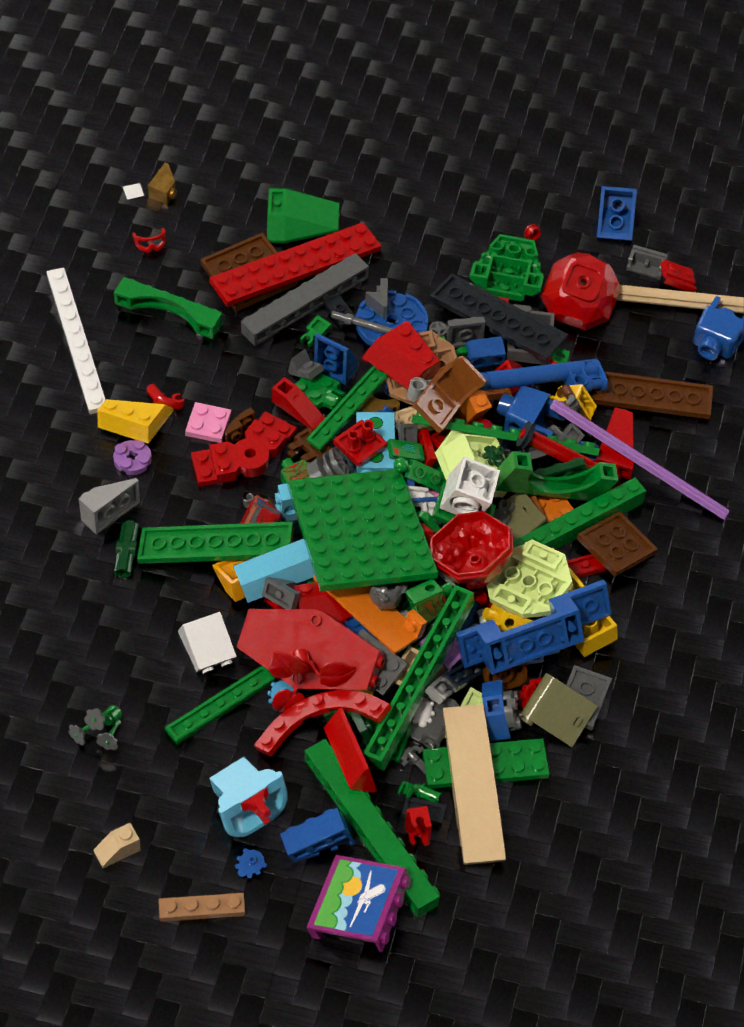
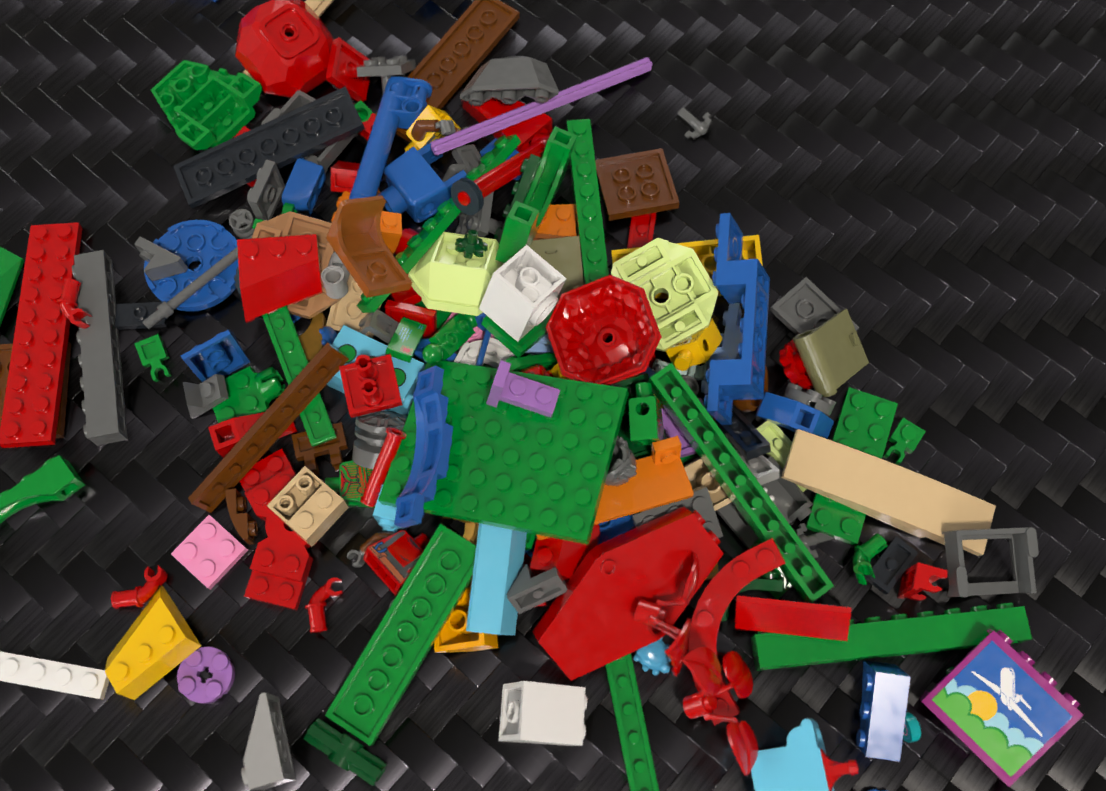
camera: 60 degrees left, 15 degrees up
(207, 493) = (316, 605): none -> red piece
(264, 453) = (308, 506): none -> tan slope
(295, 739) = (706, 671): none -> red plant
(302, 407) = (268, 428): none -> reddish brown plate
(315, 860) = (911, 729): none -> teal tile
(320, 266) = (68, 303): none -> red piece
(325, 471) = (382, 465): none -> red pin
(339, 487) = (431, 448): none -> blue piece
(398, 512) = (522, 392): none -> medium lavender bracket
(437, 839) = (1022, 546): none -> dark grey piece
(527, 790) = (905, 438): none -> green plate
(532, 232) = (167, 58): red plate -> none
(590, 335) = (343, 69): none -> red plate
(606, 354) = (386, 68): none -> dark grey plate
(641, 426) = (511, 80): none -> dark grey brick
(694, 567) = (700, 127): none -> dark grey piece

